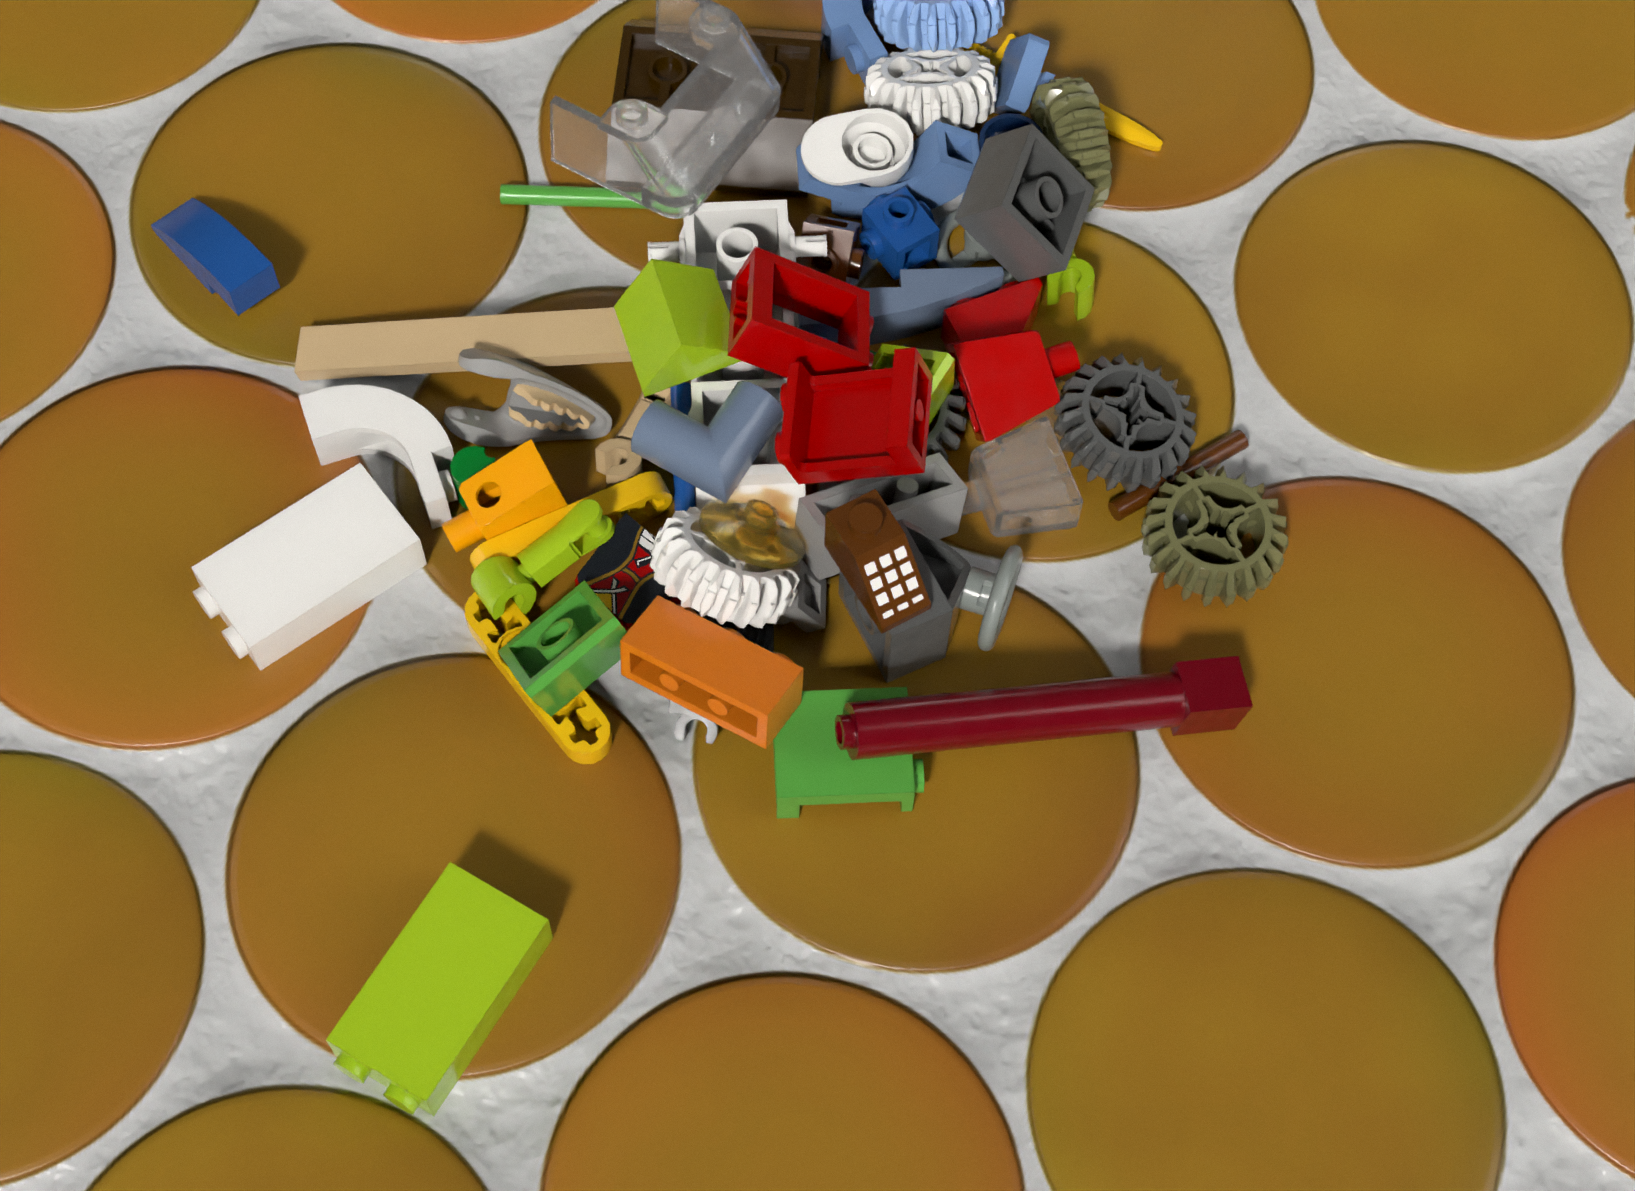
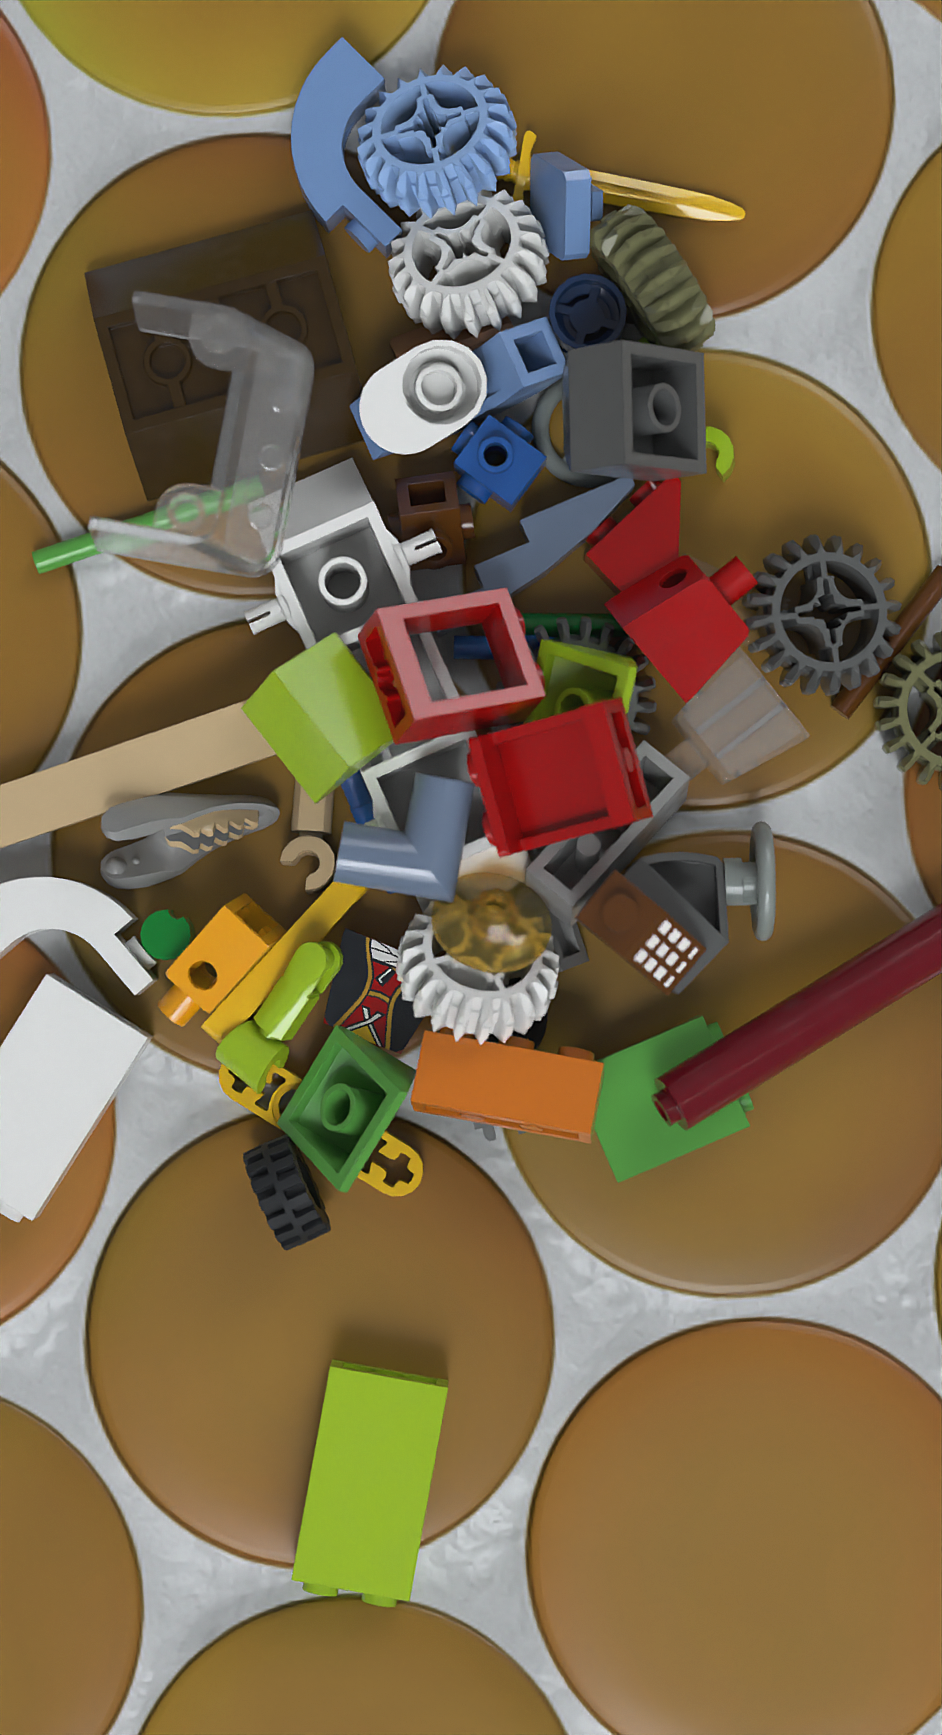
camera: 20 degrees left, 25 degrees up
(480, 705) = (286, 1192): none -> black tyre

